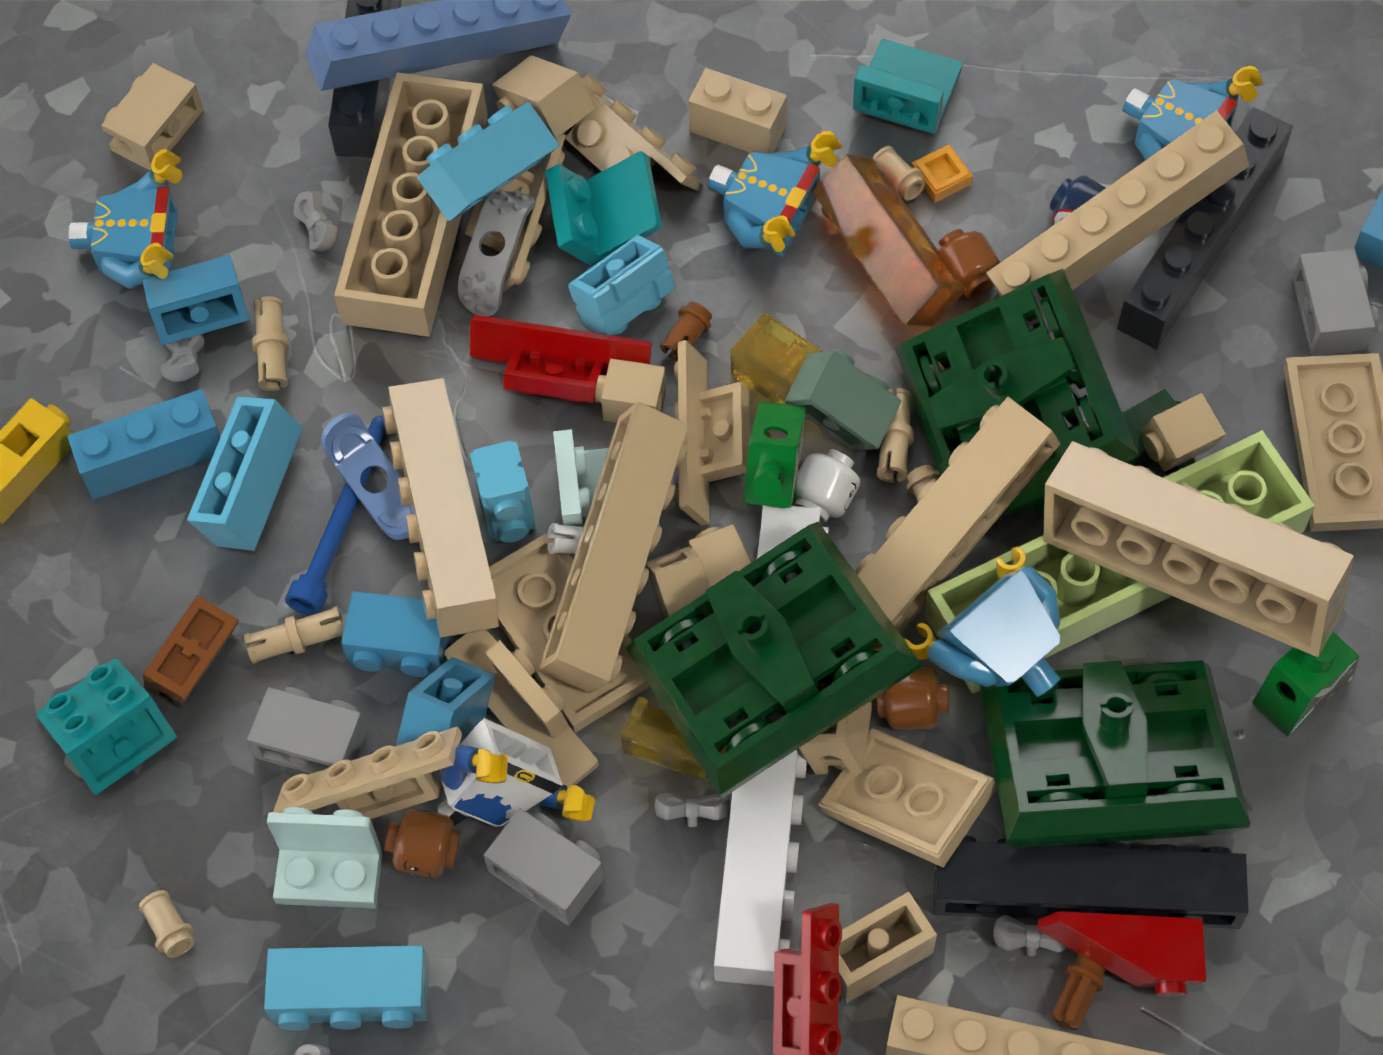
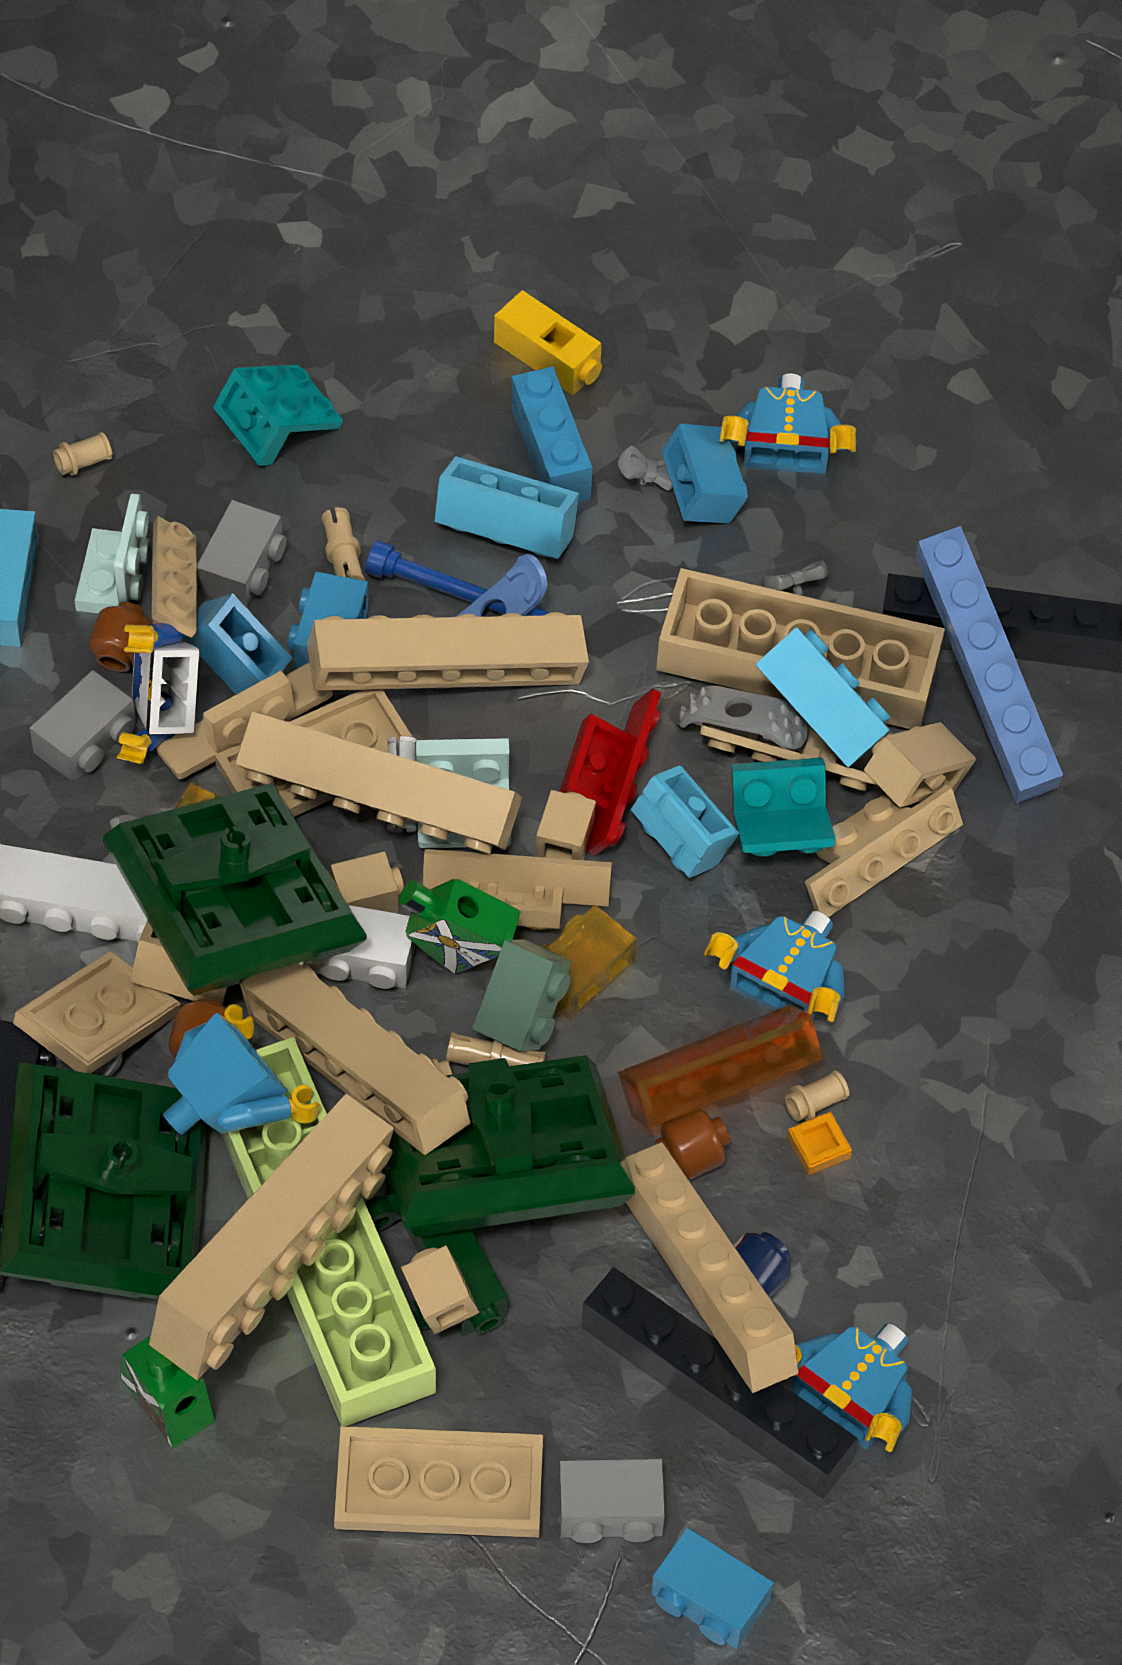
camera: 90 degrees right, 5 degrees down
(152, 115) = (926, 444): tan brick -> none
(189, 651) = (333, 465): dark orange hinge -> none
(270, 343) = (657, 537): tan pin -> none
(503, 491) = (454, 700): medium azure brick -> none
(677, 579) = (343, 838): tan brick -> none
(690, 325) = (647, 889): dark orange pin -> none
(737, 112) = (897, 946): tan brick -> none
(826, 483) = (441, 984): white head -> none
(906, 86) = (930, 1116): teal bracket -> none

